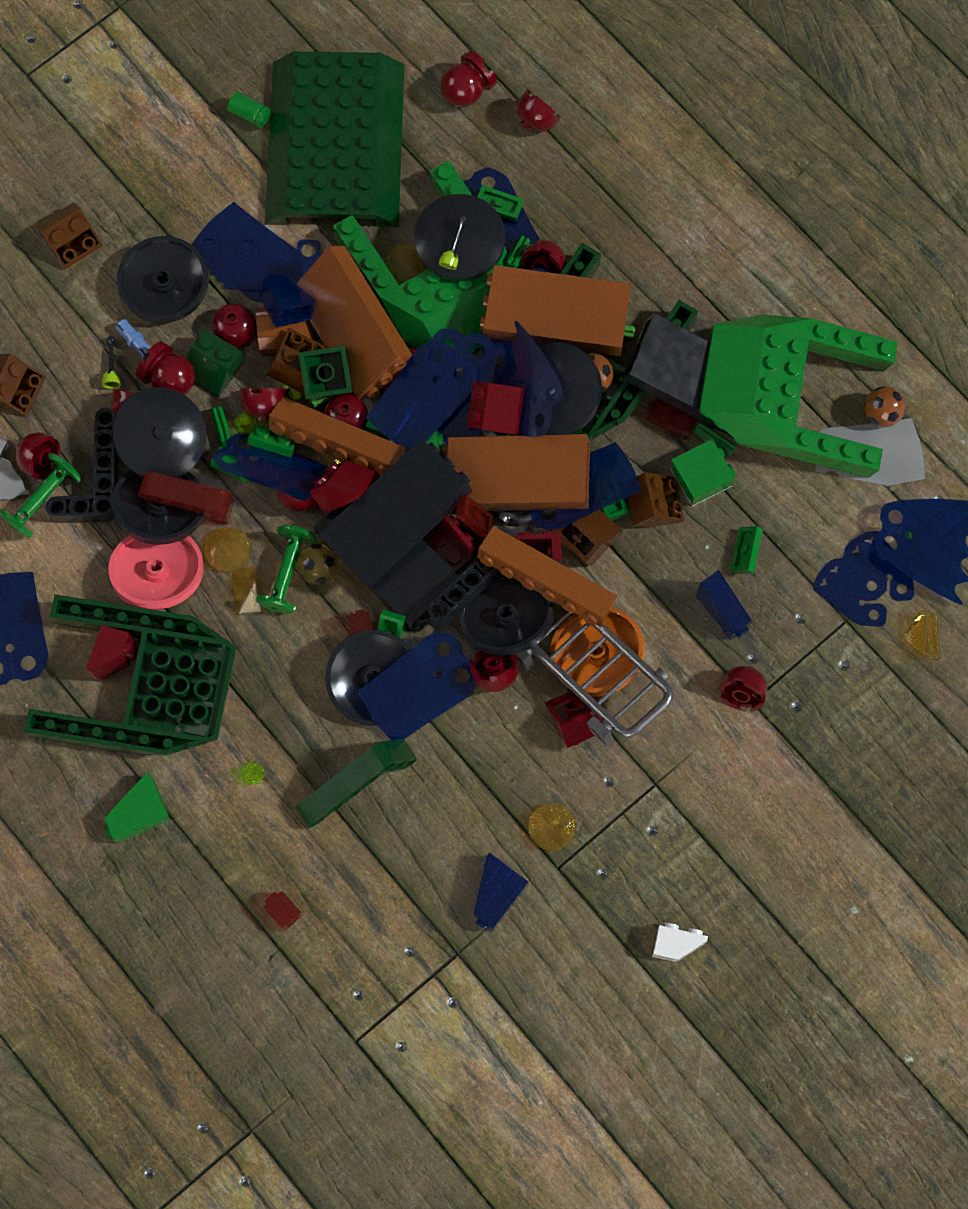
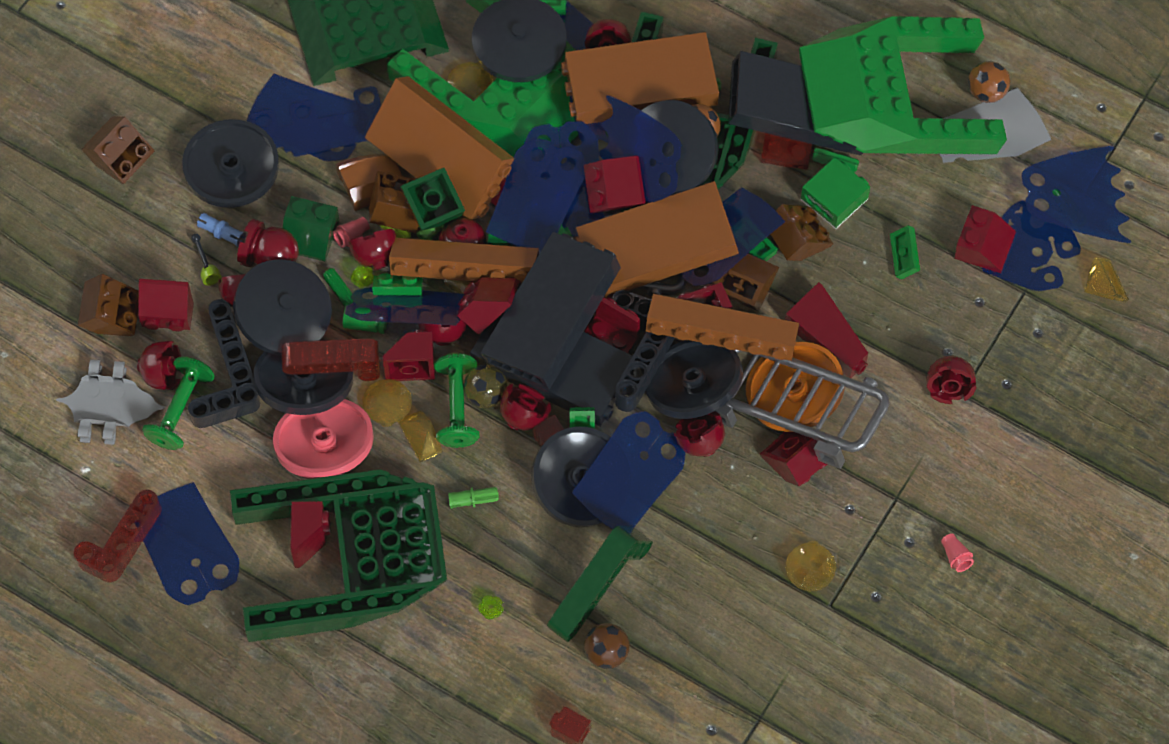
camera: 20 degrees left, 10 degrees down
(59, 399) = (165, 304): none -> dark red slope
(137, 811) = (388, 678): green slope -> none
(234, 325) = (319, 185): dark red cylinder -> none
(249, 376) = (350, 231): none -> coral cone
(259, 516) = (411, 358): none -> dark red slope
(271, 664) = (473, 497): none -> bright green axle
(285, 301) = (364, 146): clear blue slope -> none
(340, 845) = (606, 646): none -> reddish brown piece
(344, 594) = (523, 407): none -> dark red cylinder
(449, 258) = (518, 59): hinge -> none
(474, 515) = (630, 290): clear red plate -> none
(497, 893) = (779, 644): clear blue slope -> none
(515, 255) = (579, 36): green axle -> none
(647, 605) = (825, 325): none -> dark red slope
(675, 944) = (973, 638): white slope -> none
(690, 857) = (958, 555): none -> coral cone
(723, 605) = (902, 308): clear blue slope -> none
(825, 561) = (985, 240): none -> dark red slope

